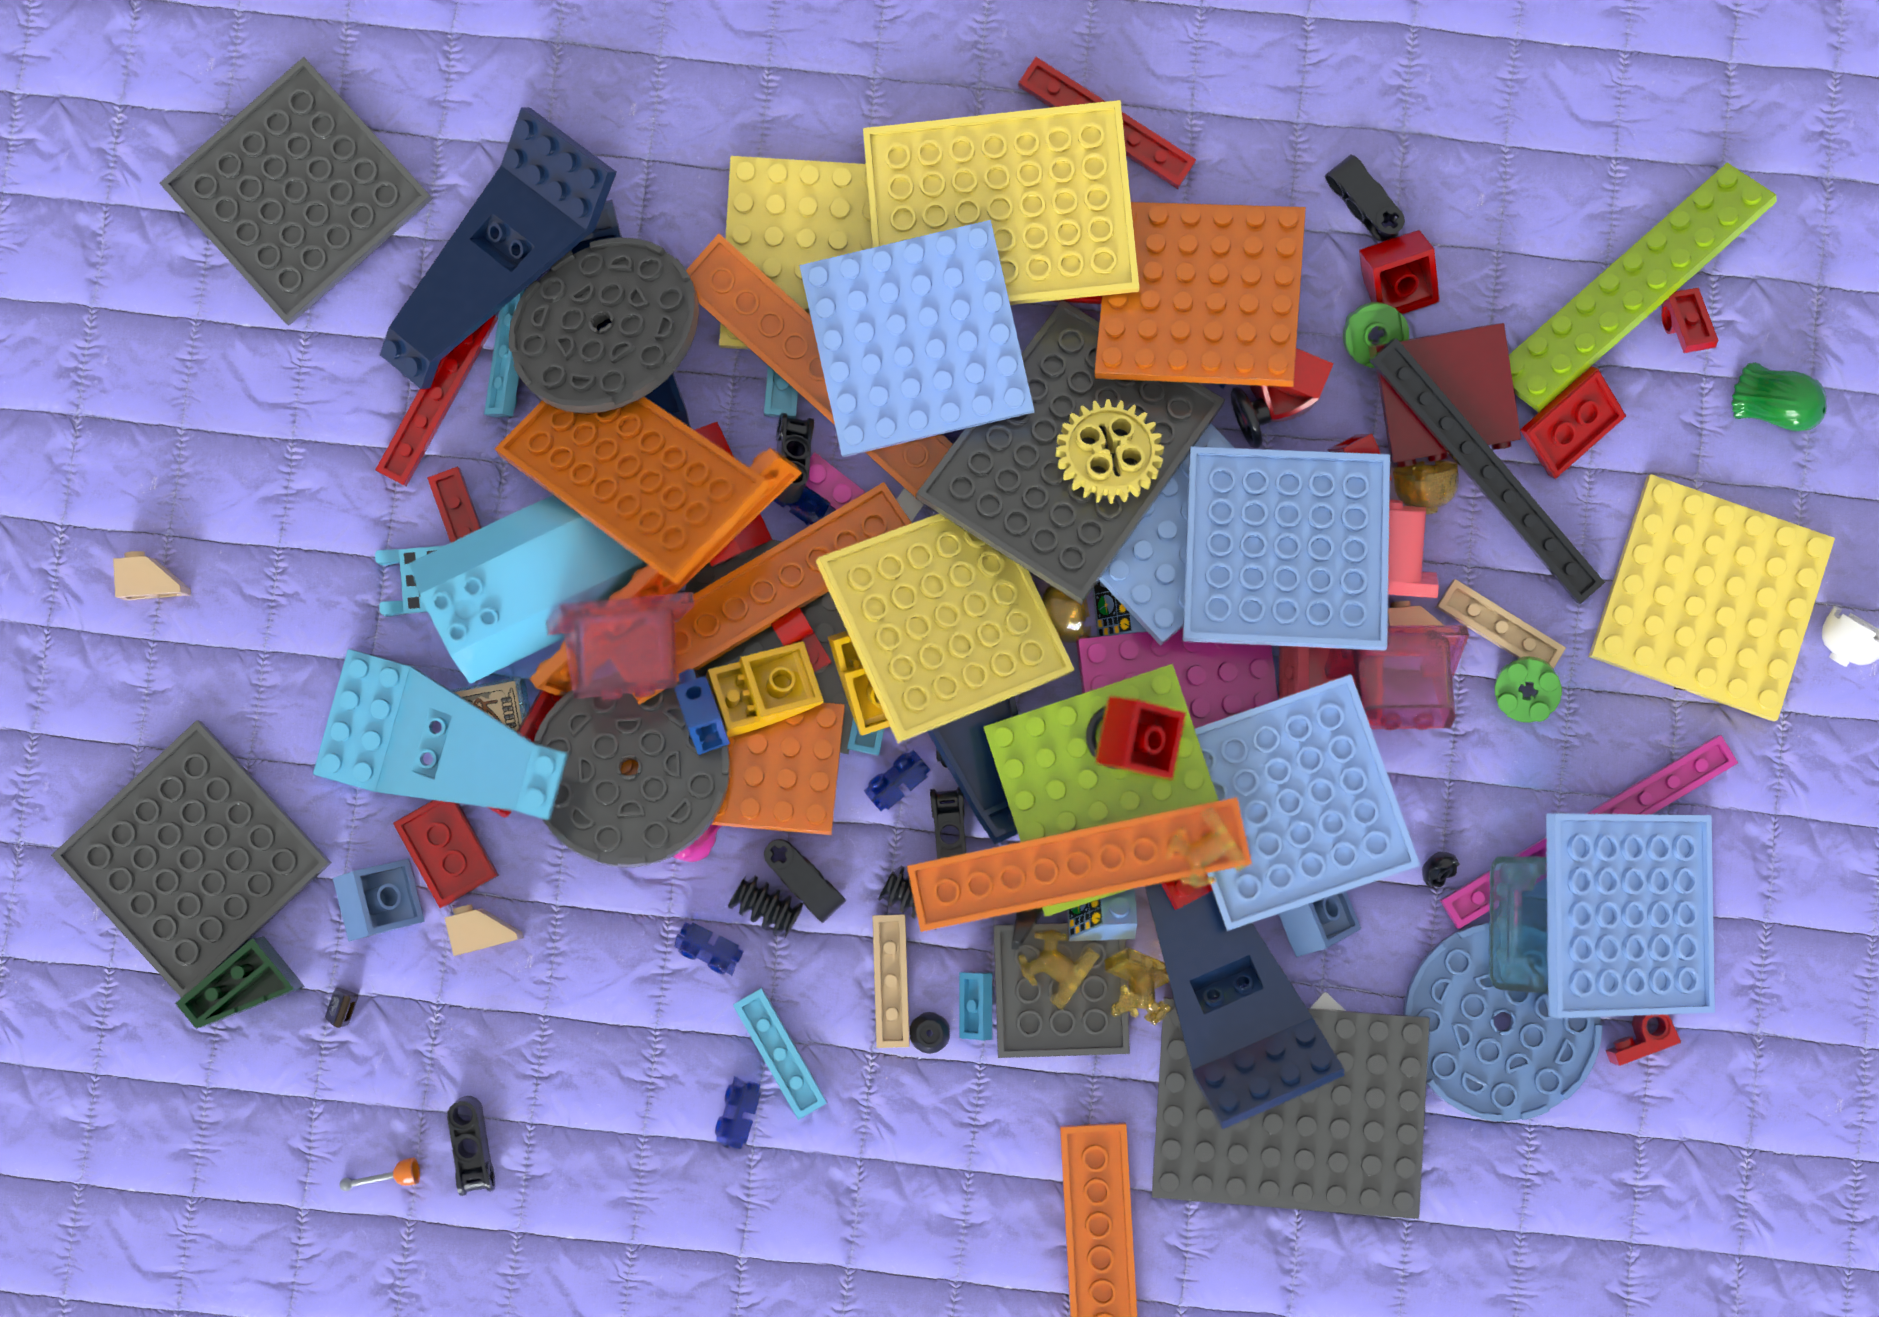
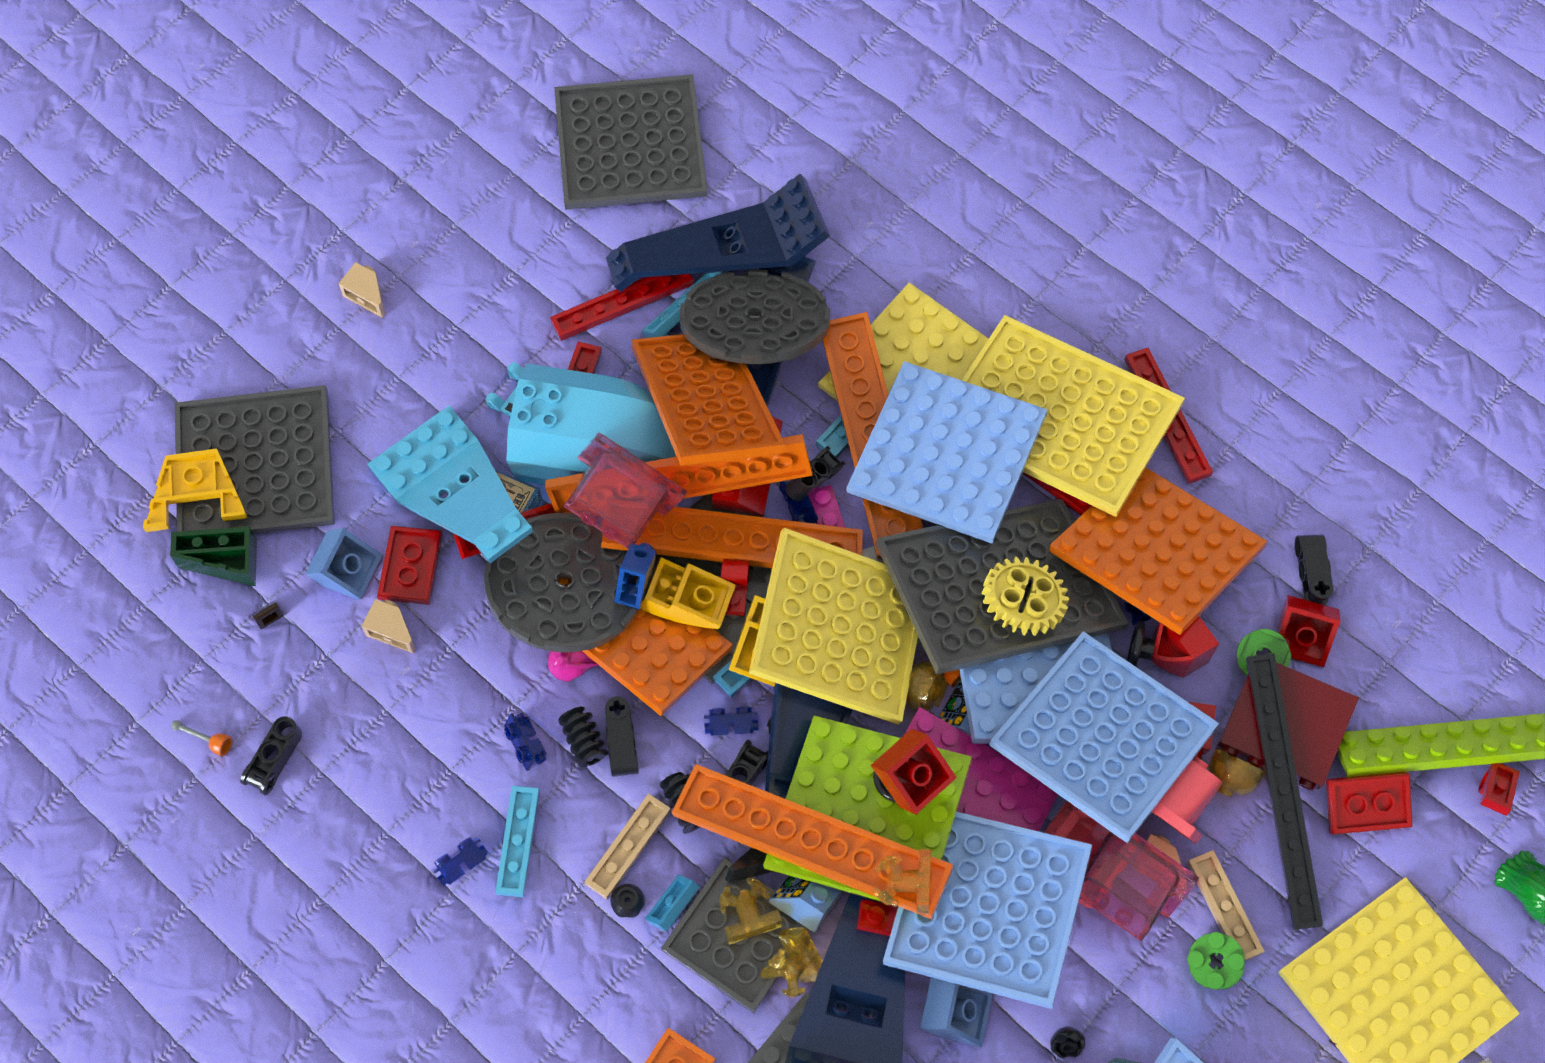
camera: 35 degrees right, 20 degrees down
(145, 927) = (189, 479): none -> yellow wing

